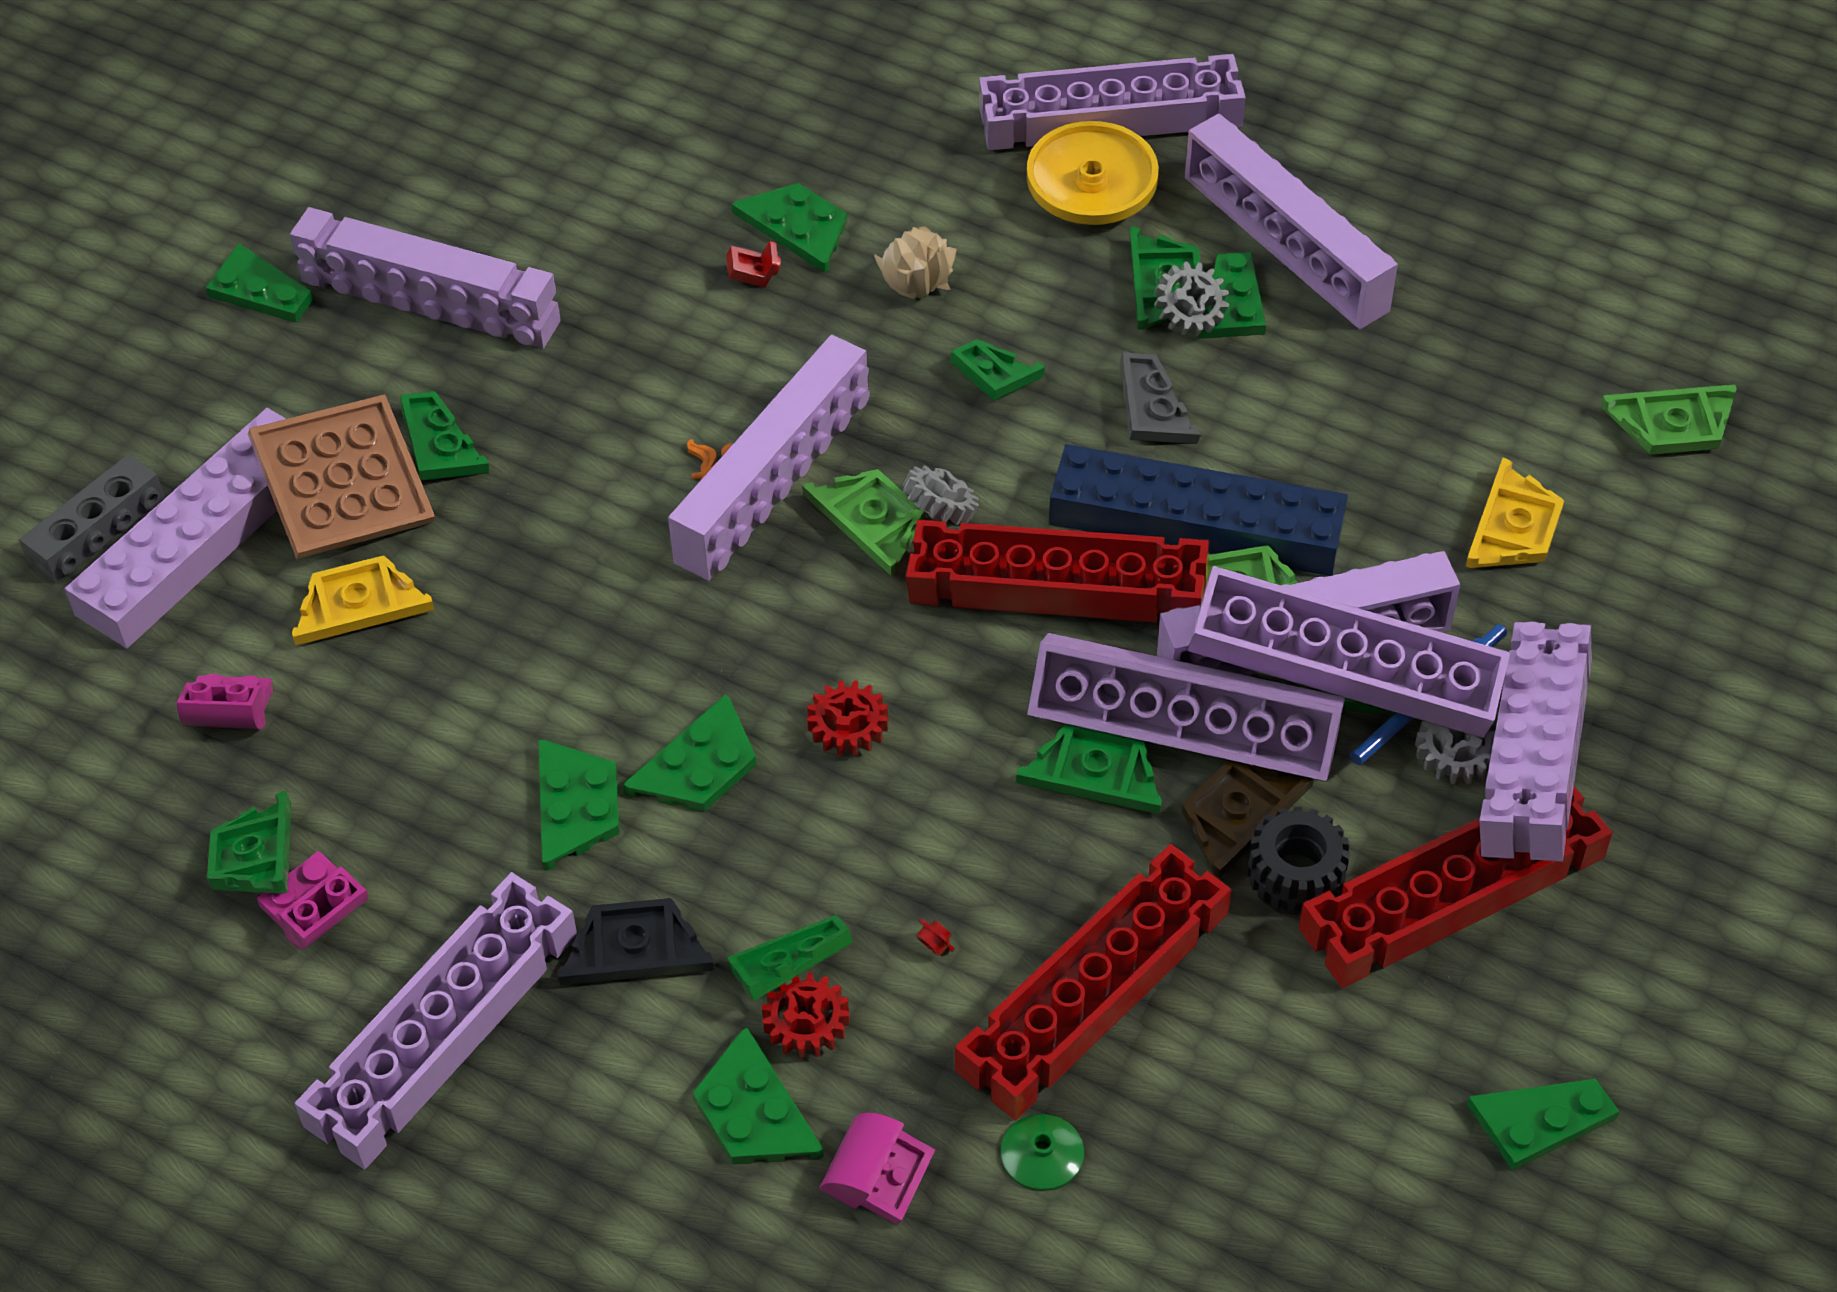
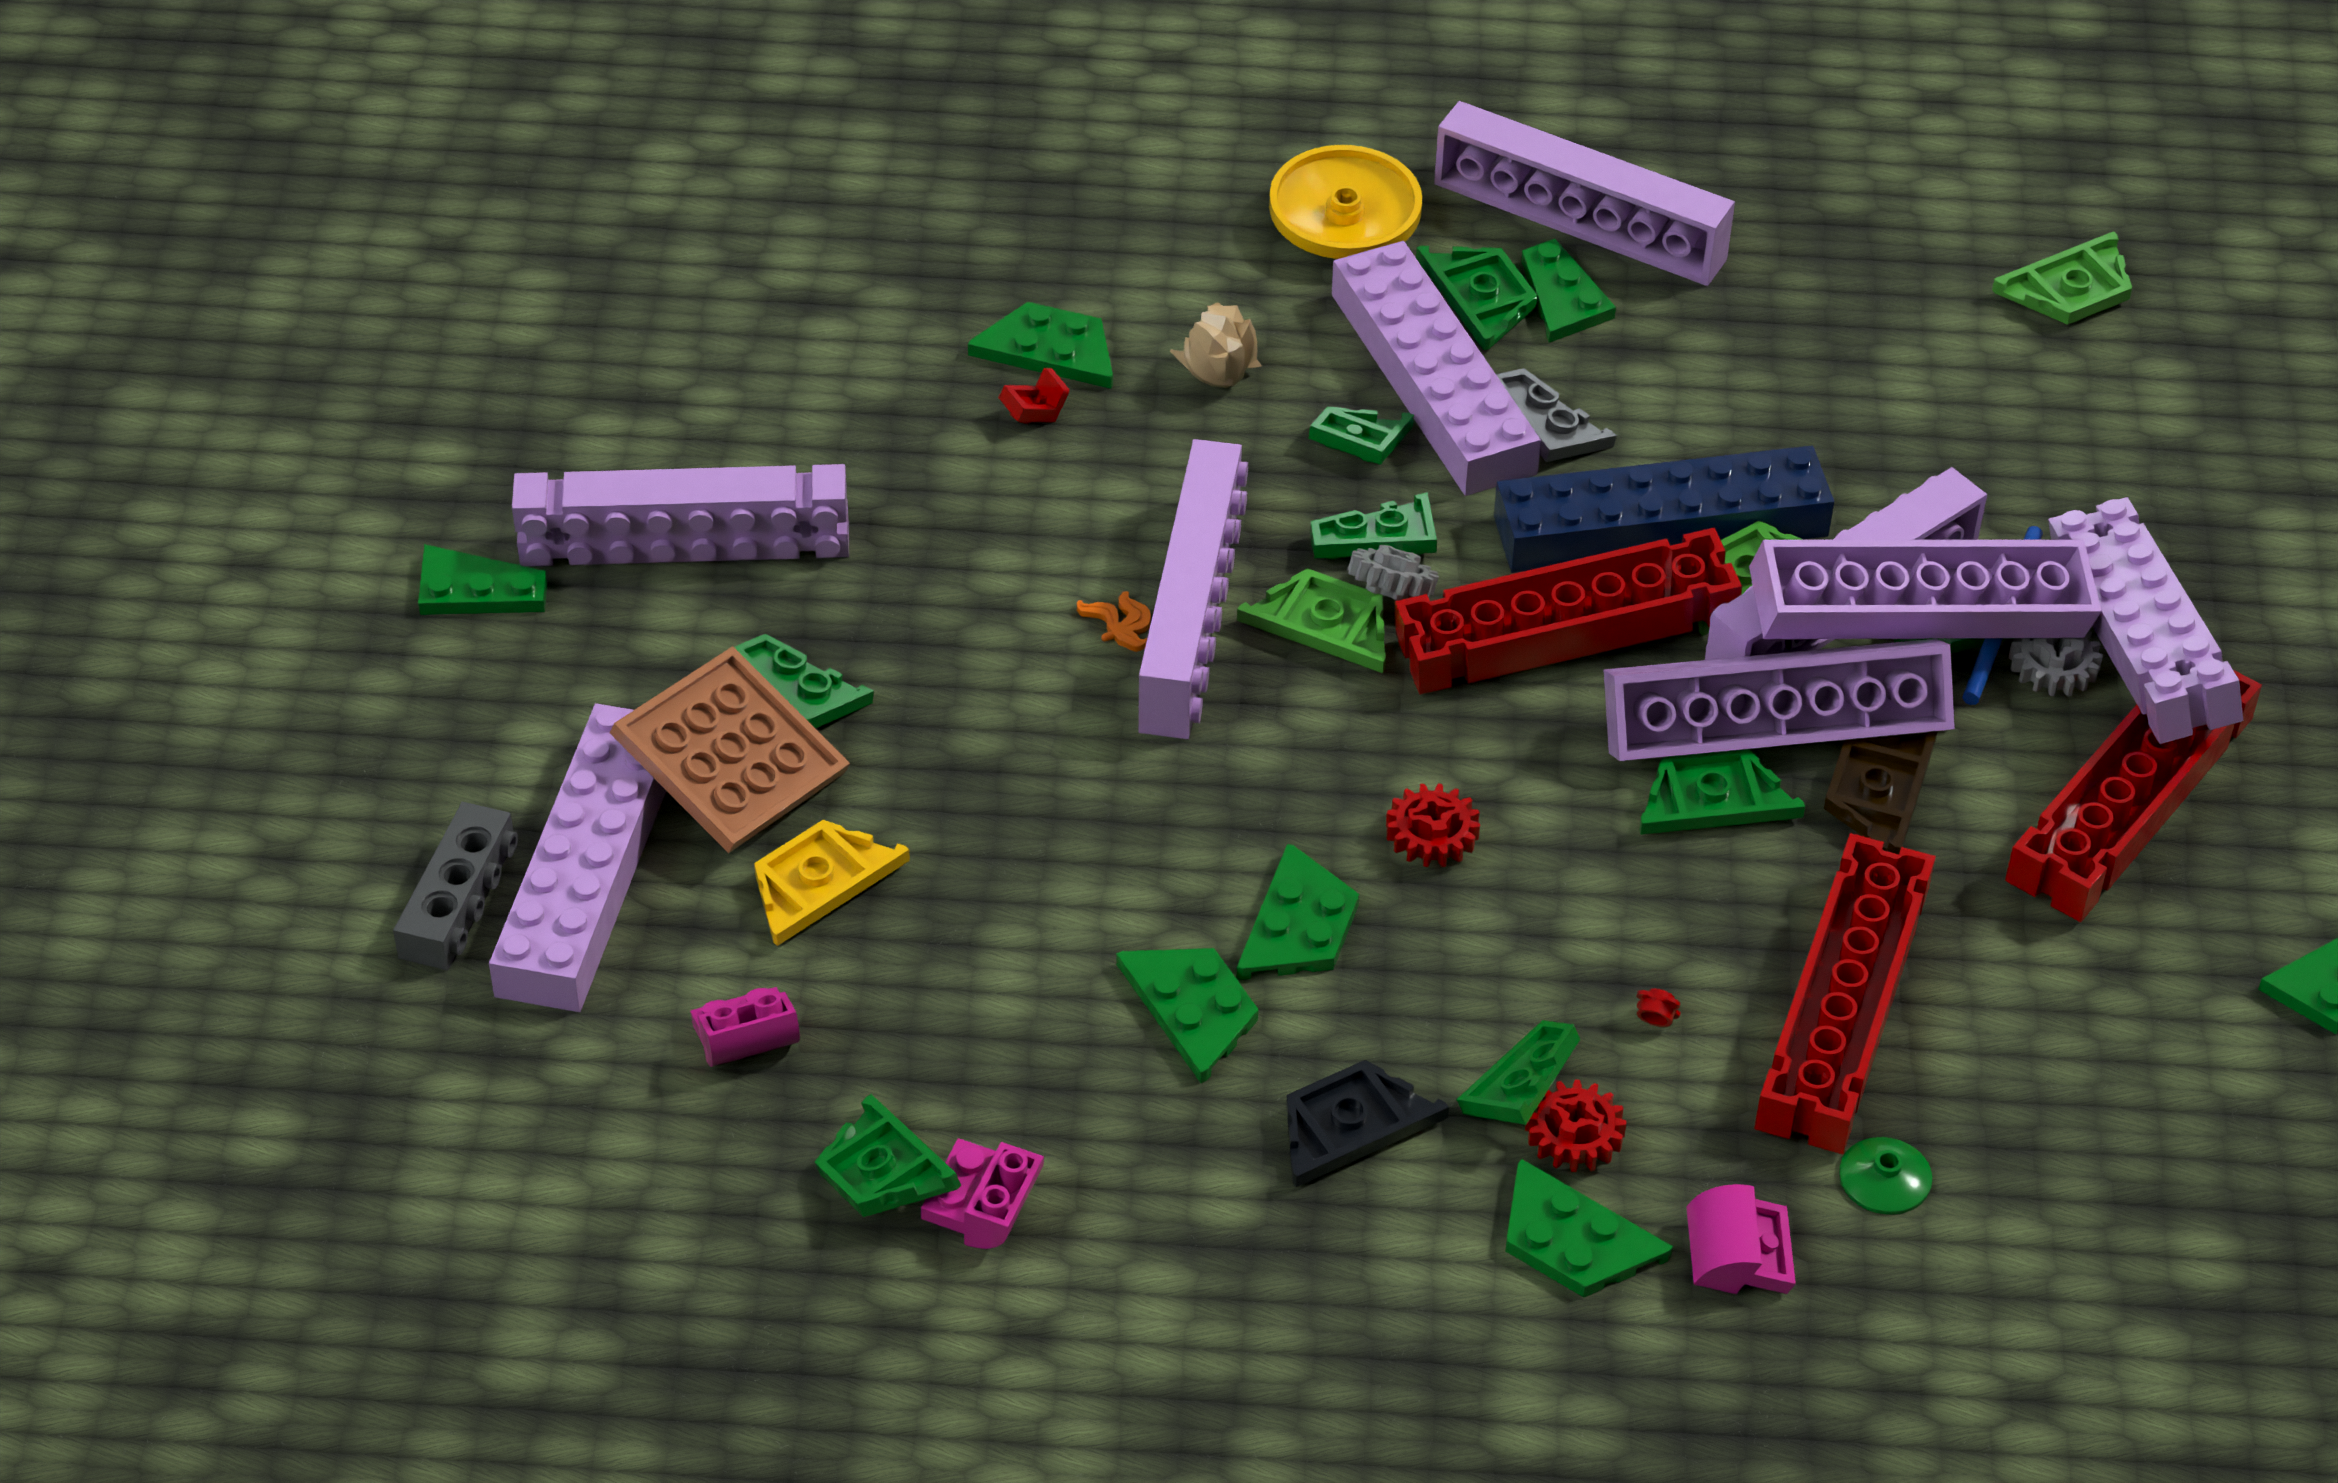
camera: 25 degrees left, 5 degrees down
(436, 1020) = (1199, 1262): lavender brick -> none
(968, 460) = (1402, 527): none -> green wing
(1083, 333) = (1435, 368): none -> lavender brick
(1138, 96) = (1354, 106): lavender brick -> none
(1191, 298) = (1533, 299): light grey gear -> none
(1302, 835) = (1975, 787): black tyre -> none
(1515, 521) = (1980, 425): yellow wing -> none

